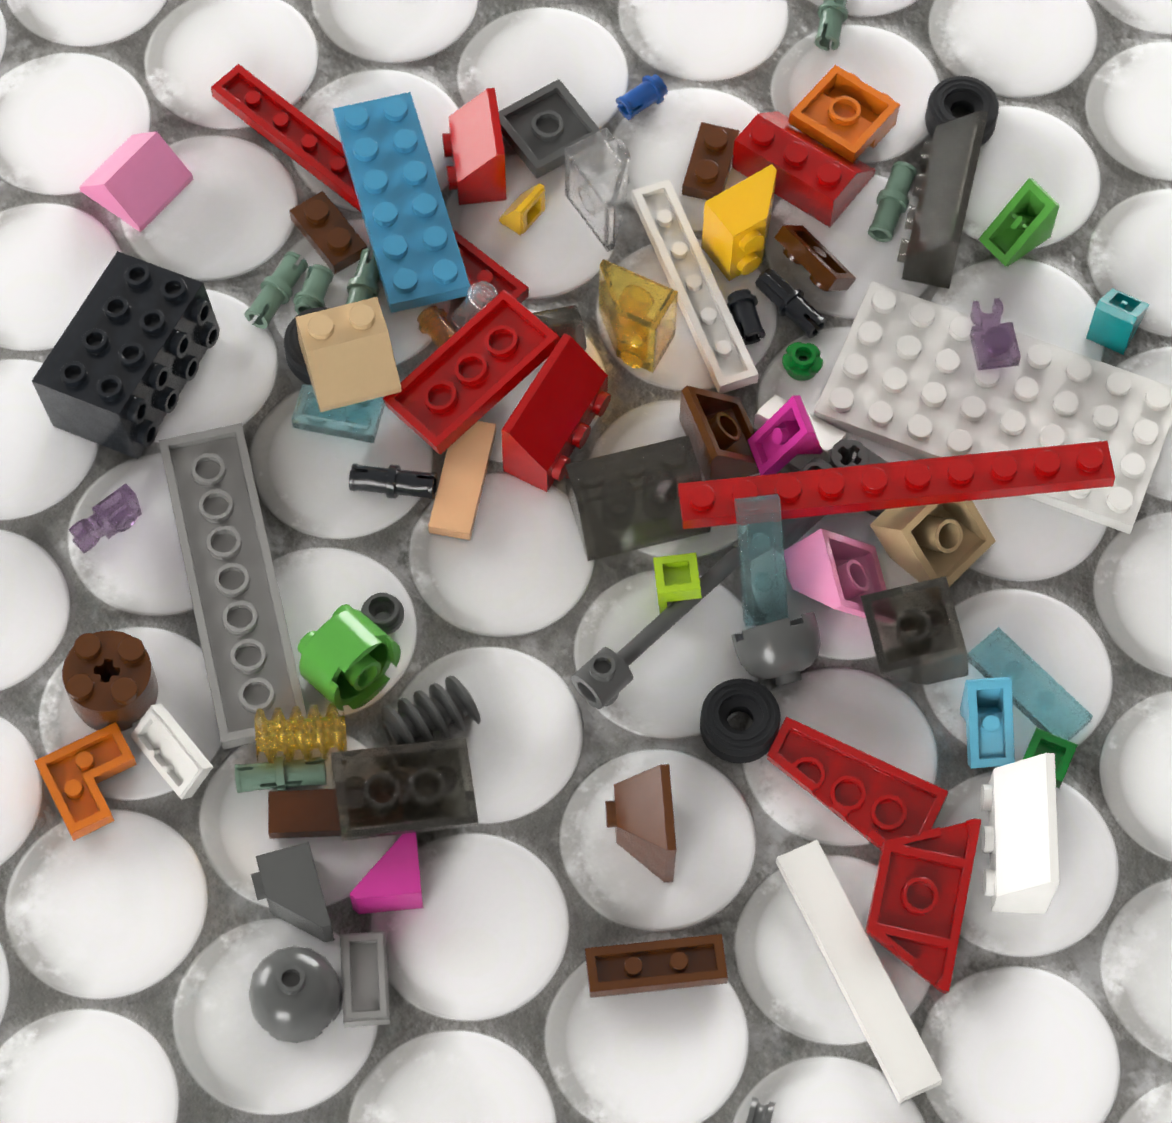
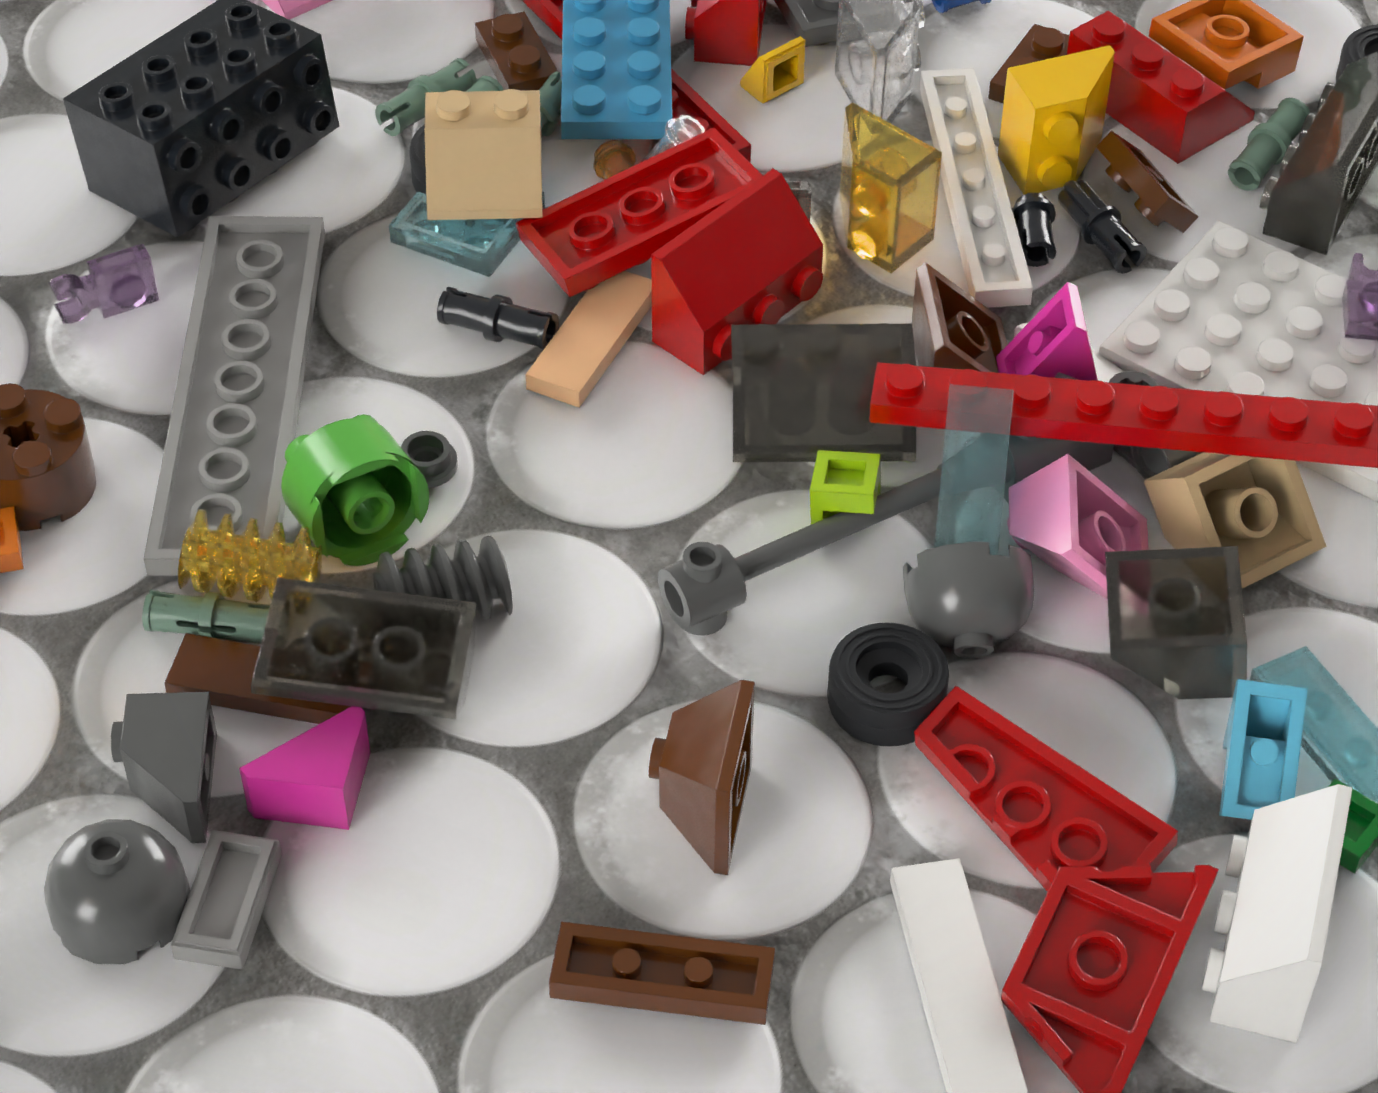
camera: 15 degrees right, 15 degrees down
(171, 751) = (73, 558): white plate -> none
(799, 369) = (1101, 291): green plate -> none

